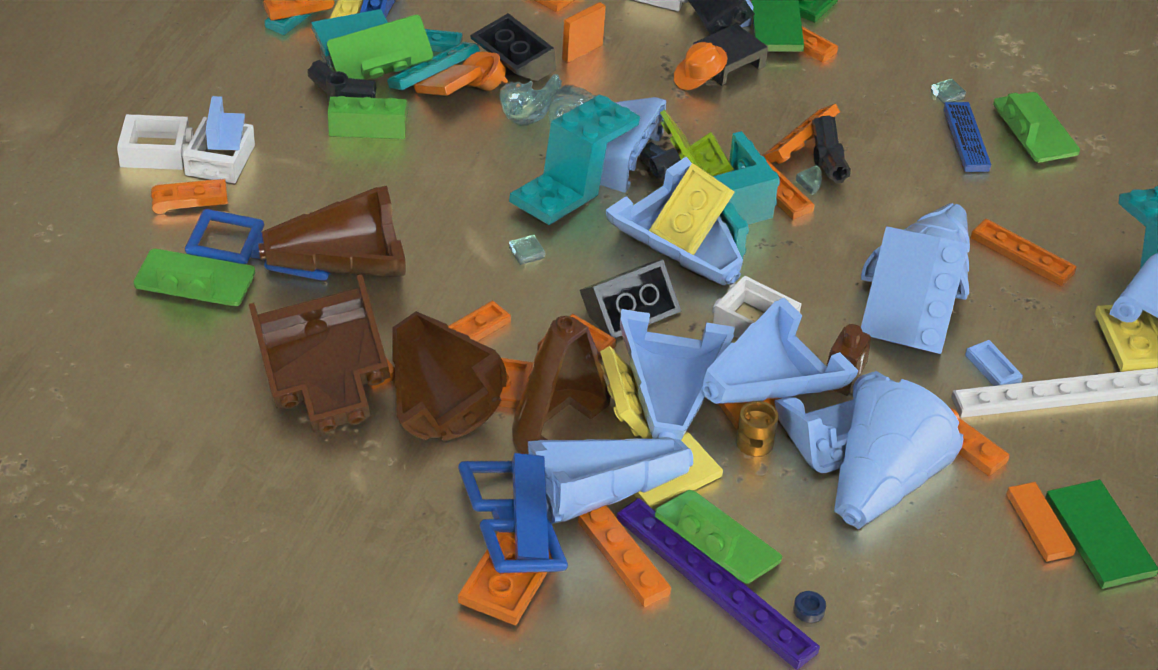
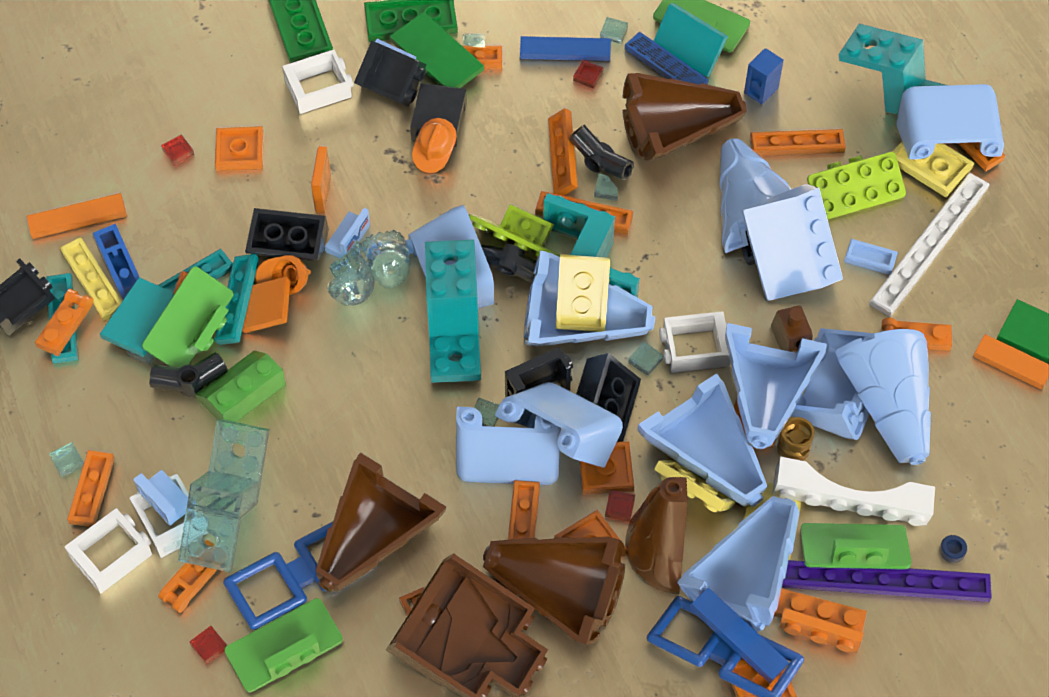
camera: 40 degrees left, 15 degrees up
(145, 240) = (208, 644): none -> clear red tile
(193, 101) = (91, 488): none -> orange plate
(199, 79) = (66, 459): none -> clear light blue tile
(249, 147) = (223, 495): none -> clear light blue bracket
(504, 271) = (505, 453): none -> light blue windscreen
(565, 271) = (586, 431): none -> light blue windscreen
(578, 76) = (350, 229): none -> light blue panel
(588, 243) = (549, 367): none -> black panel
(611, 568) = (821, 630): none -> orange plate
(701, 300) = (645, 358): none -> clear light blue tile
(802, 538) = (802, 483): none -> white arch
(821, 30) = (474, 39): none -> clear light blue tile
(890, 104) = (588, 74): none -> clear red tile
(891, 78) = (565, 48): none -> blue tile
(932, 161) = (674, 113): none -> reddish brown cone
(1003, 125) = (690, 39): none -> teal tile
(1038, 306) = (859, 184): none -> lime bracket
(1039, 183) = (763, 76): none -> blue panel

